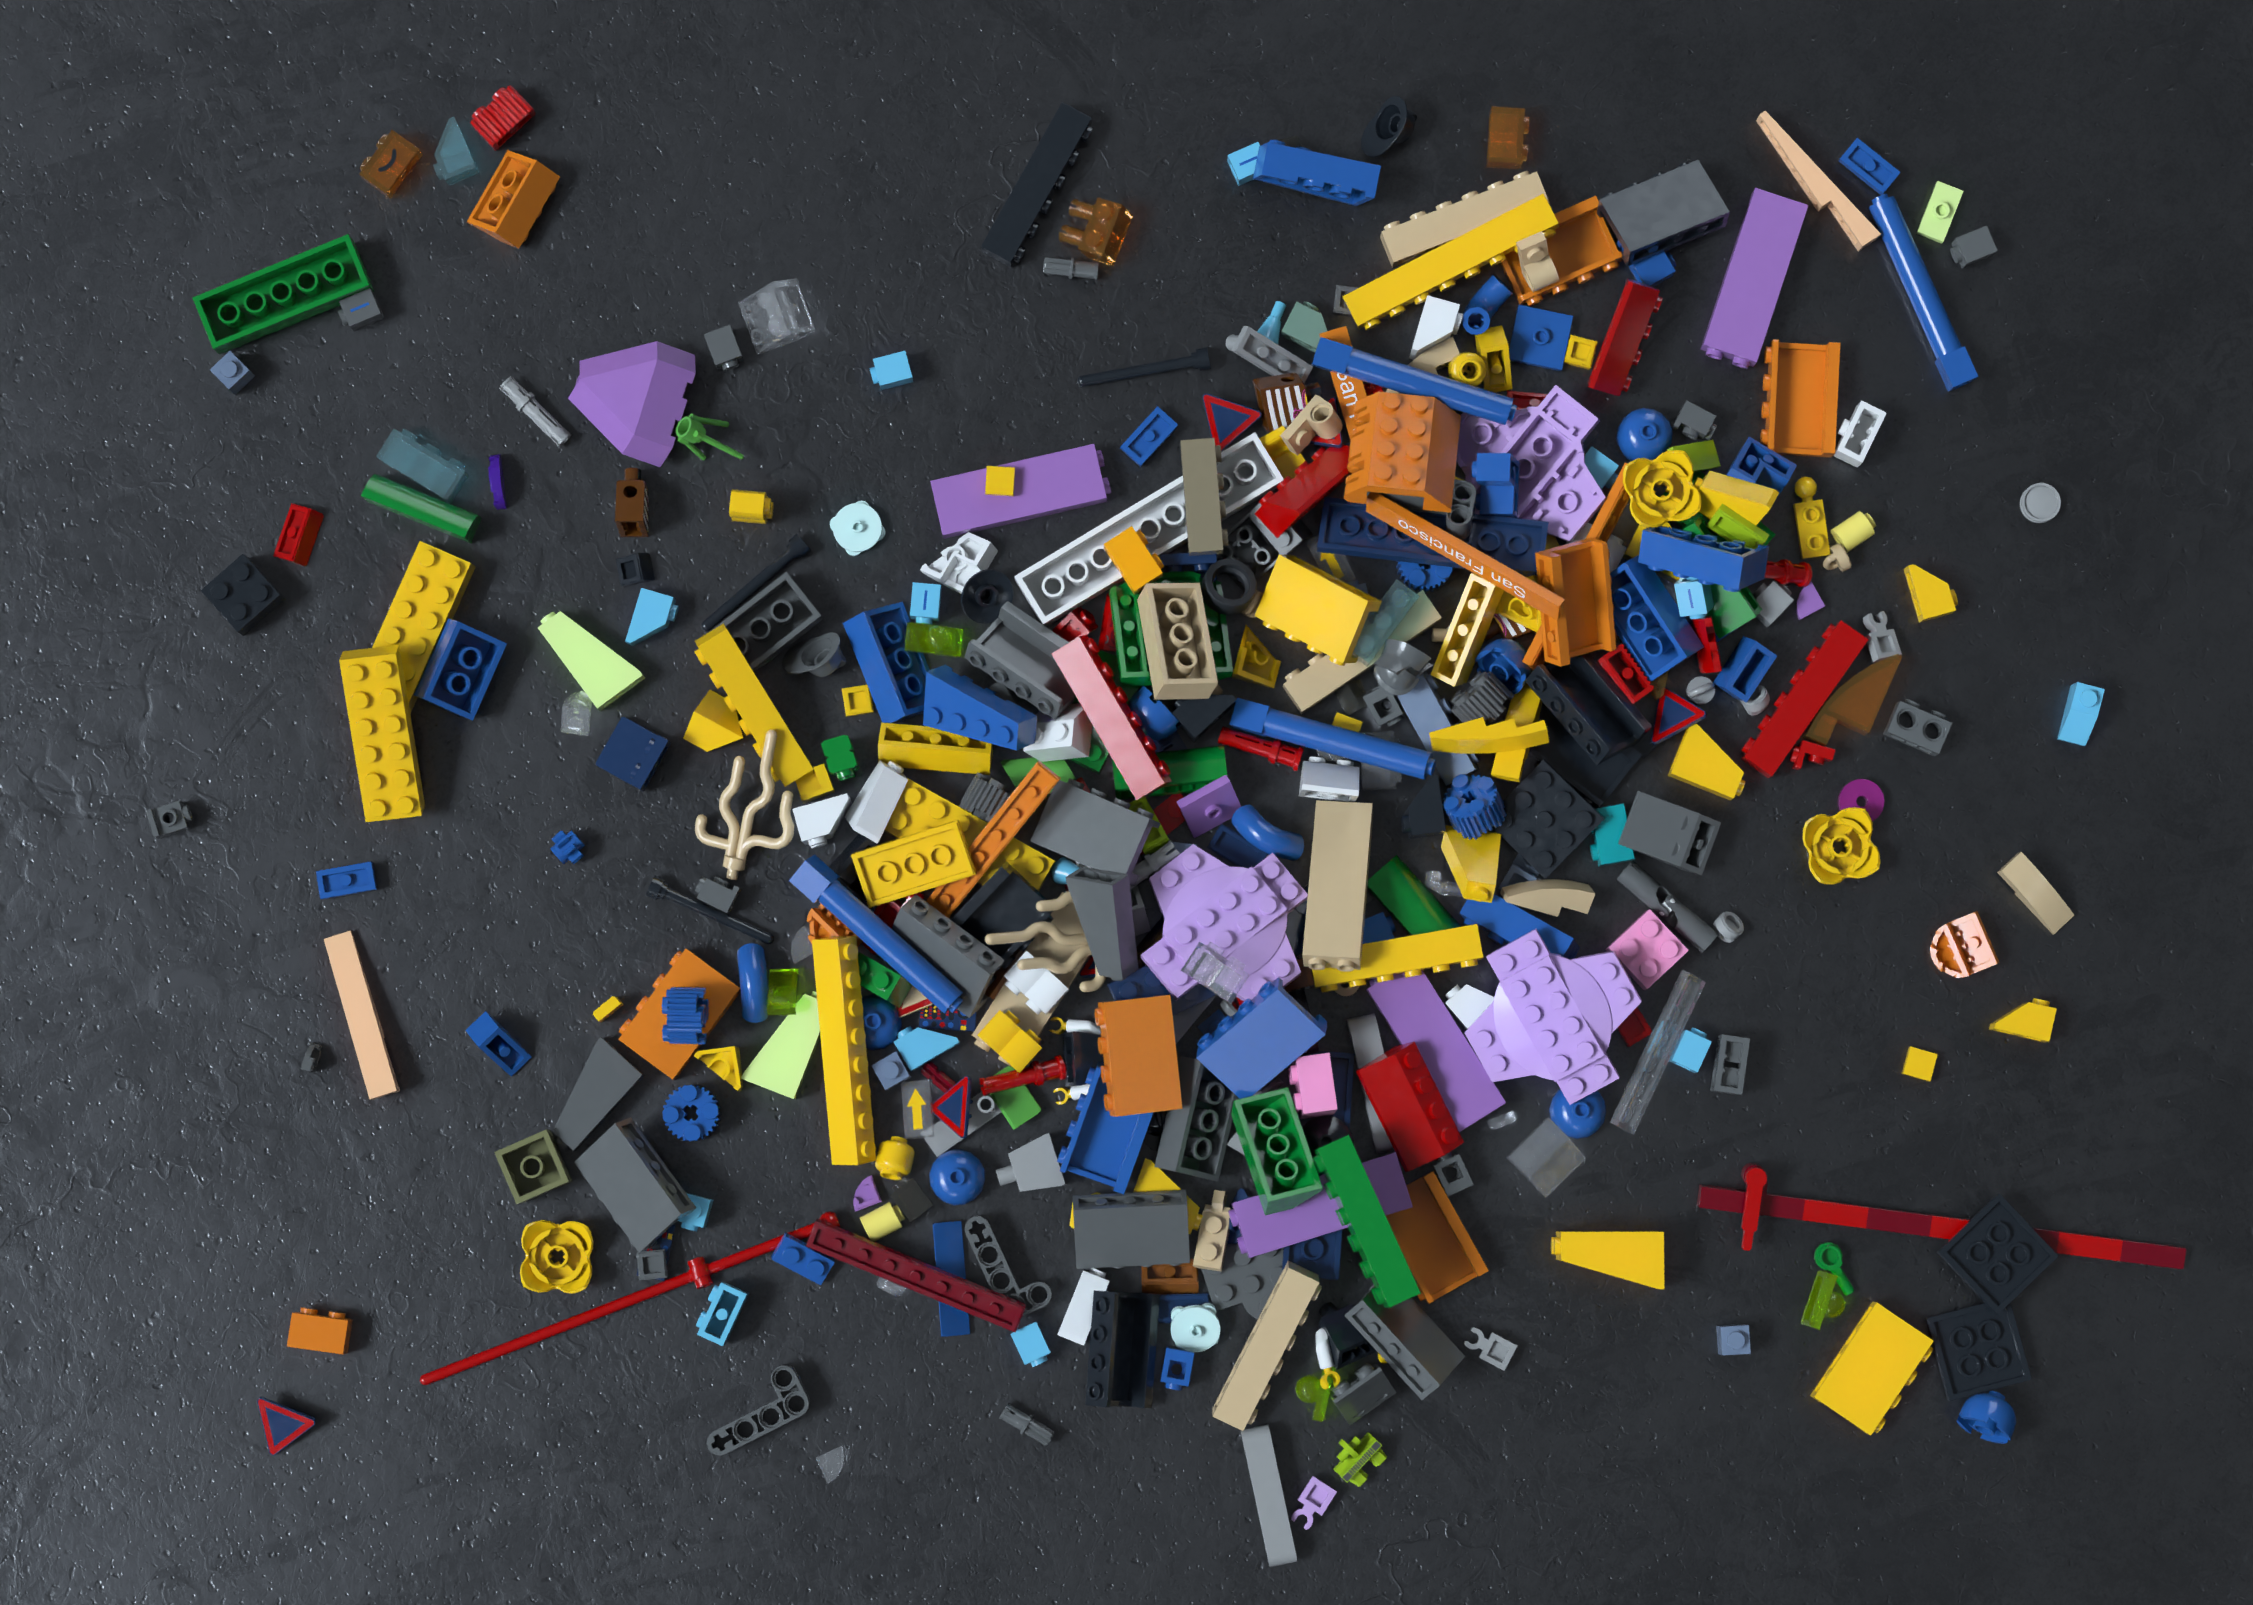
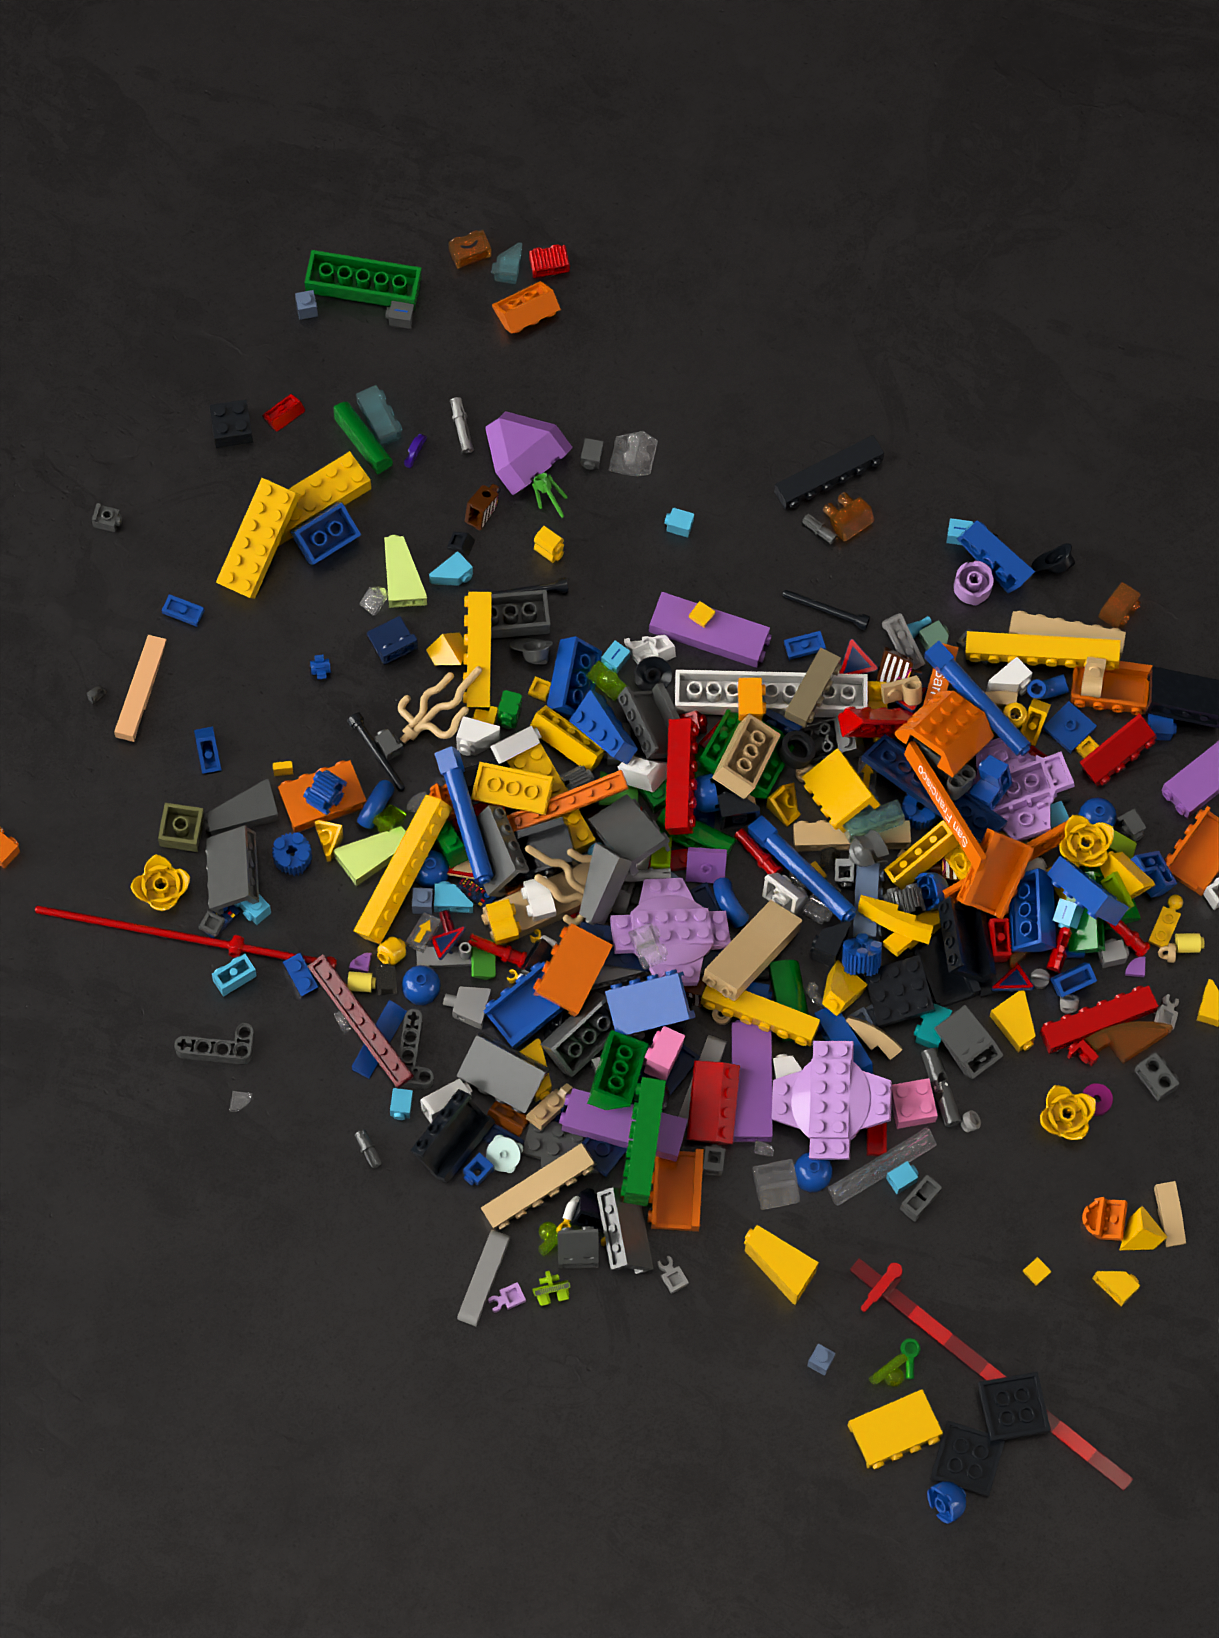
camera: 30 degrees right, 15 degrees down
(857, 528) = (603, 595): light aqua piece -> none
(1322, 215) = (964, 583): none -> lavender brick
(2015, 936) = (1142, 1232): none -> yellow slope

